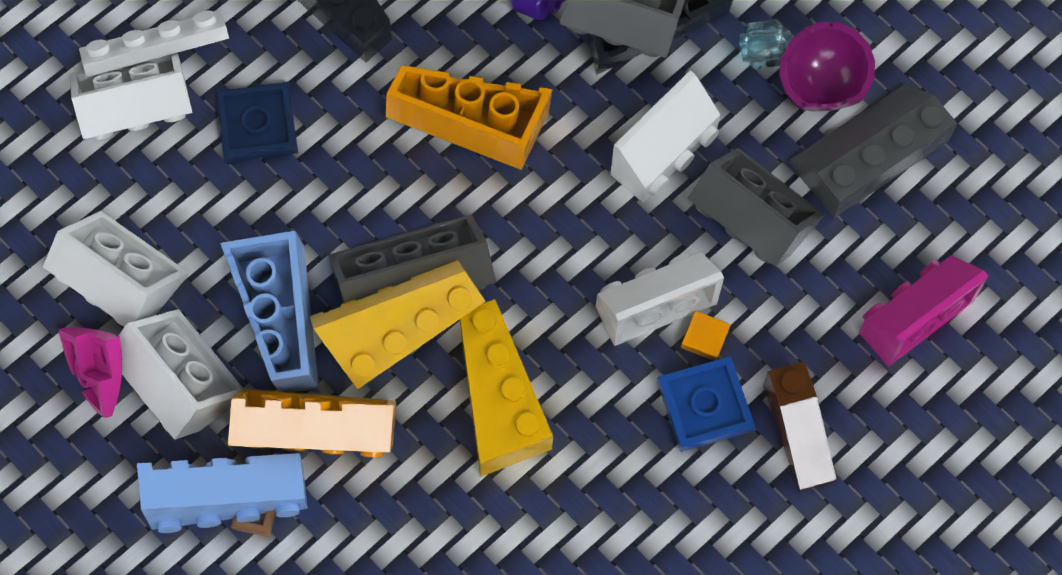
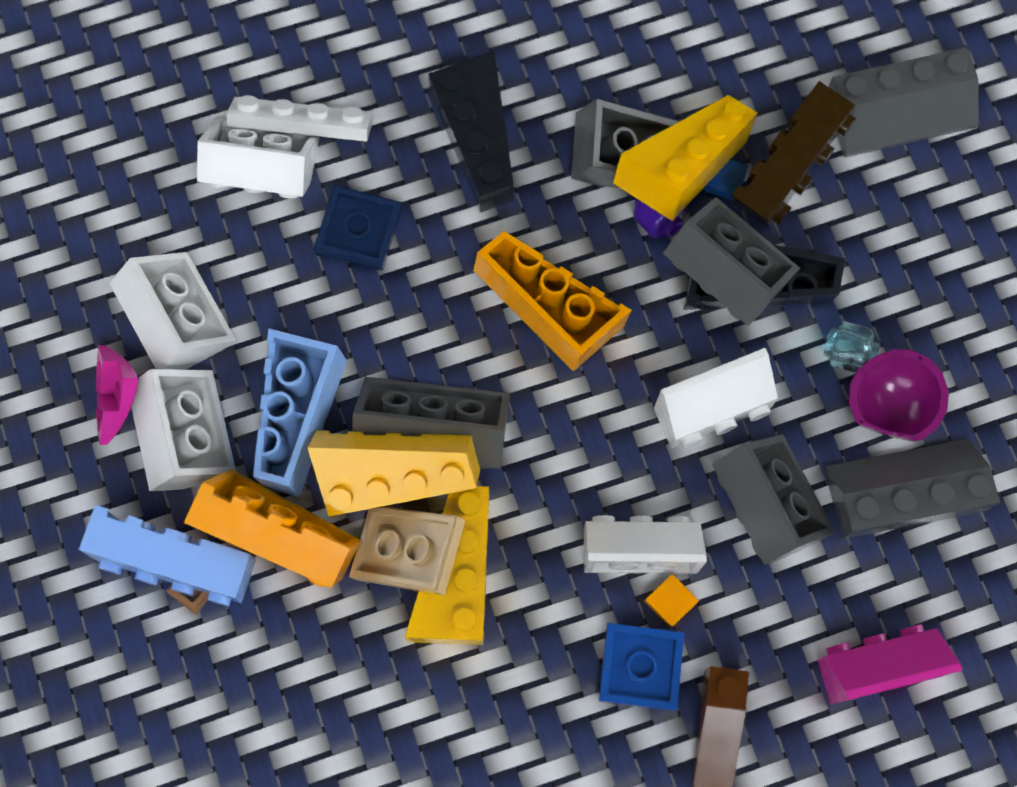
camera: 25 degrees right, 5 degrees up
(444, 387) = (407, 549): none -> tan tile

